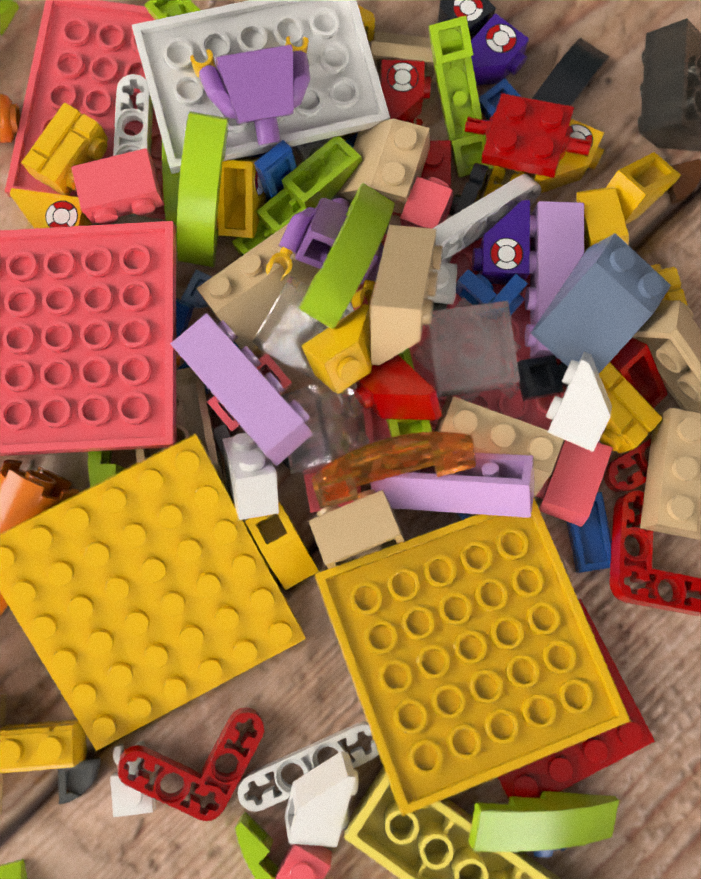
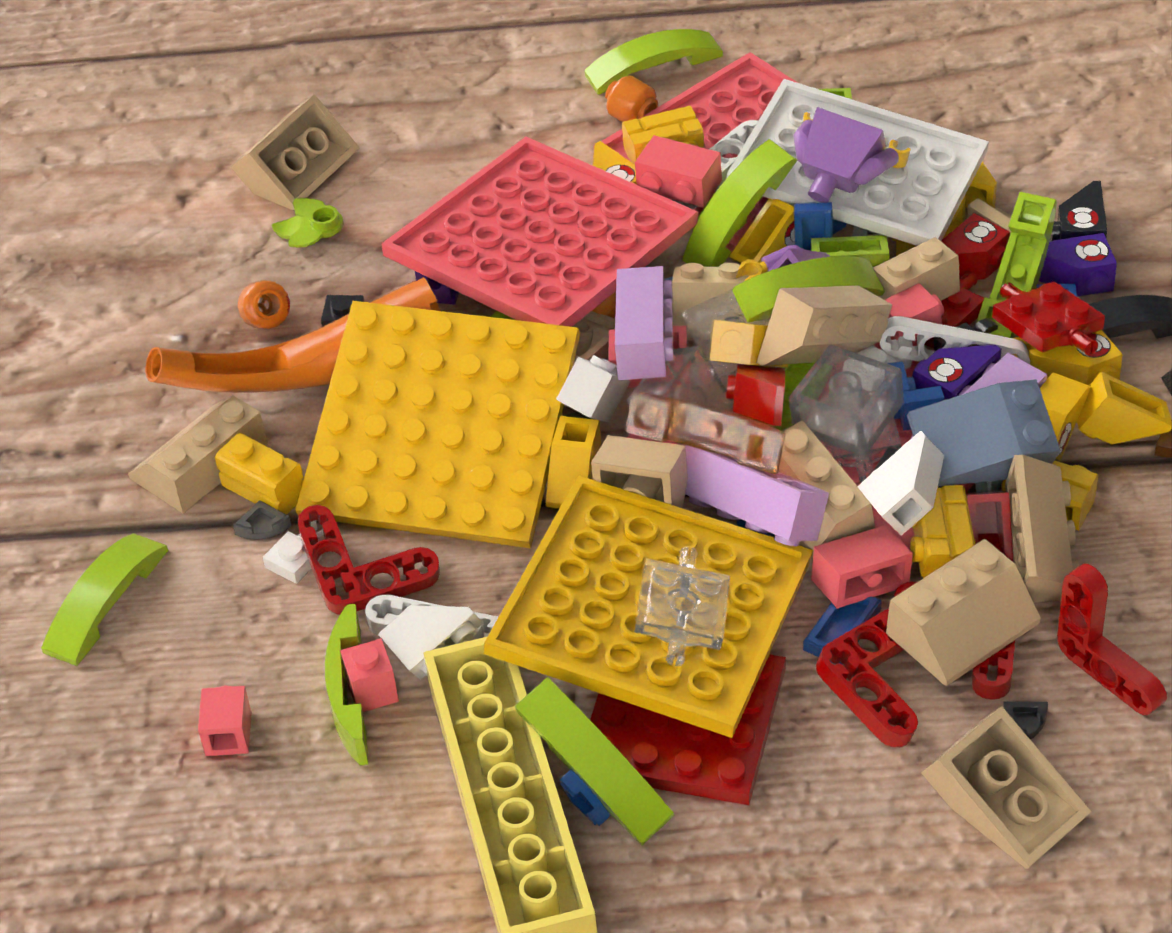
camera: 45 degrees right, 35 degrees down
(507, 645) = (682, 605): none -> clear plate

